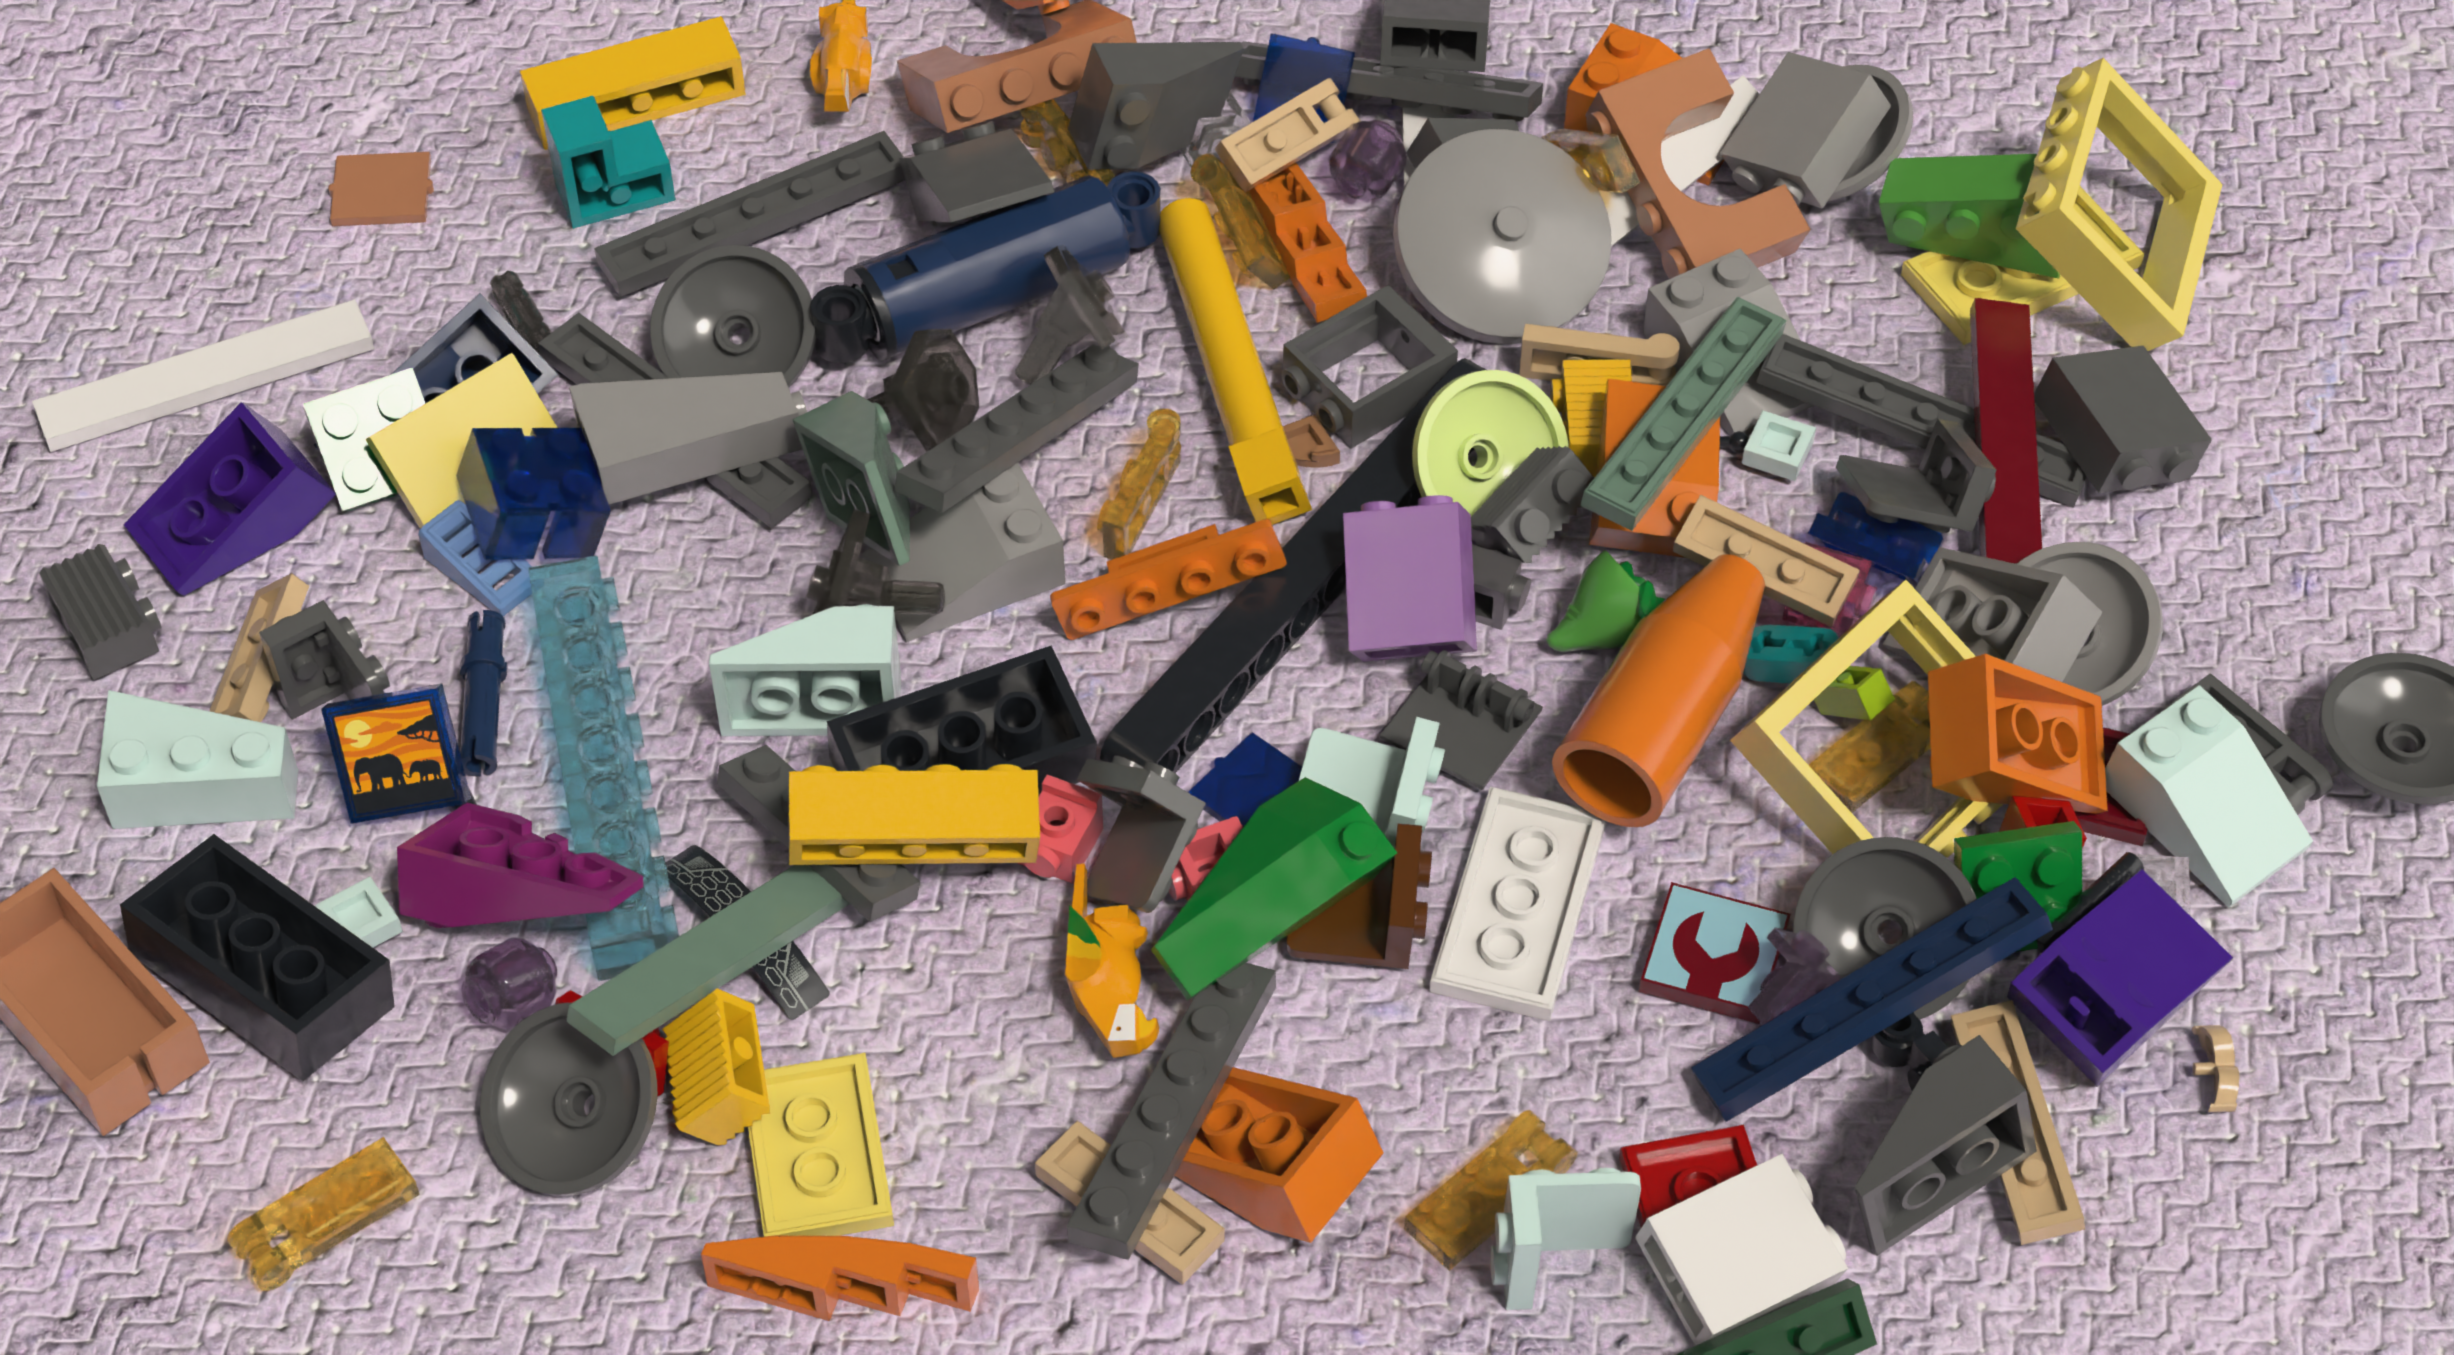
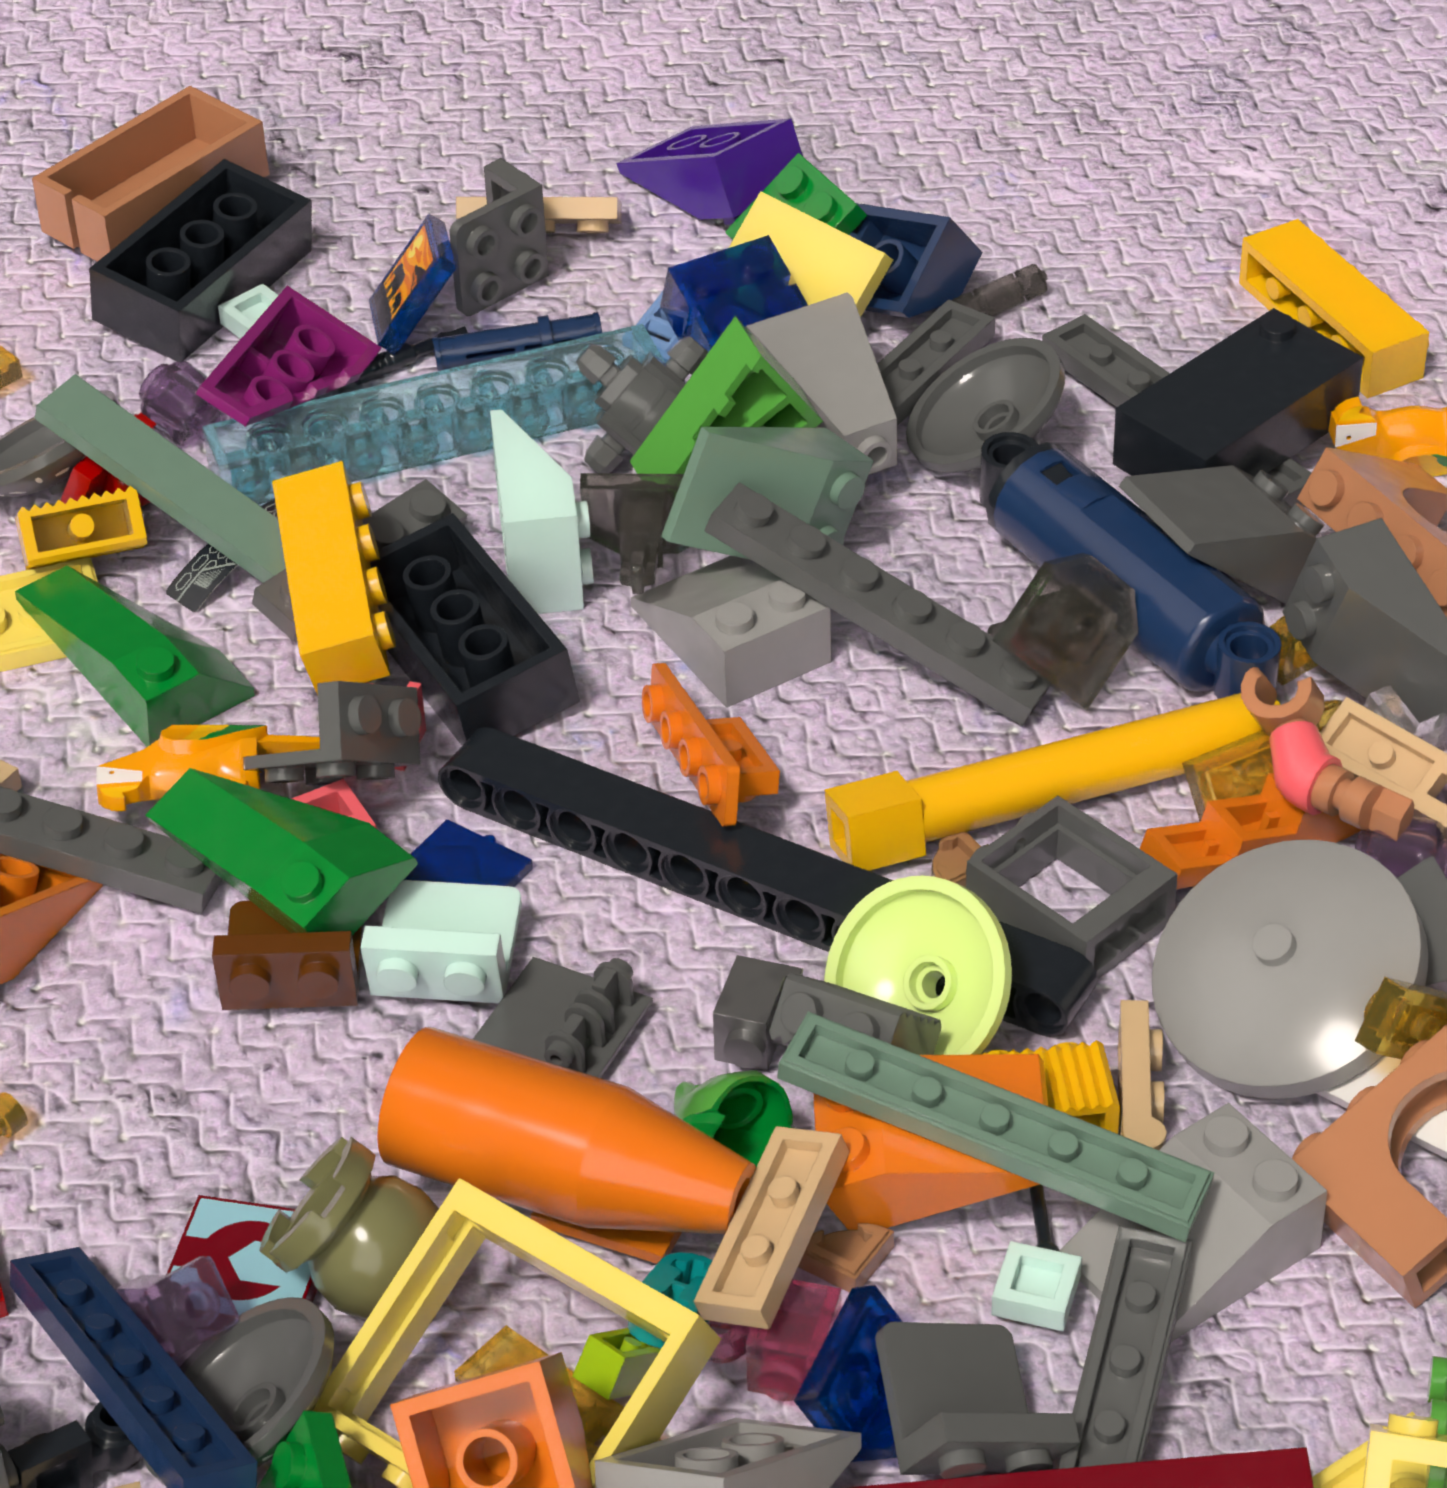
camera: 85 degrees right, 10 degrees down
(100, 611) = (578, 122): dark grey brick -> none
(191, 766) = (408, 177): light aqua wedge -> none
(202, 375) = (879, 136): white tile -> none
(381, 189) = (1148, 193): nougat piece -> none
(603, 170) = (1185, 284): teal brick -> none
(667, 574) = (633, 396): none -> dark grey piece
(752, 507) = (730, 388): none -> bright green wedge
(812, 152) = (1239, 402): none -> black brick
(918, 1027) = (133, 657): none -> green wedge
(932, 388) = (932, 541): clear smoke piece -> none
(1141, 485) = (851, 730): clear yellow plate -> none
(1293, 179) = (1305, 768): none -> nougat piece
(1409, 579) = (707, 922): medium lavender brick -> none
(1518, 904) = (279, 1090): white tile -> none
(1733, 841) = (350, 1228): none -> olive tile

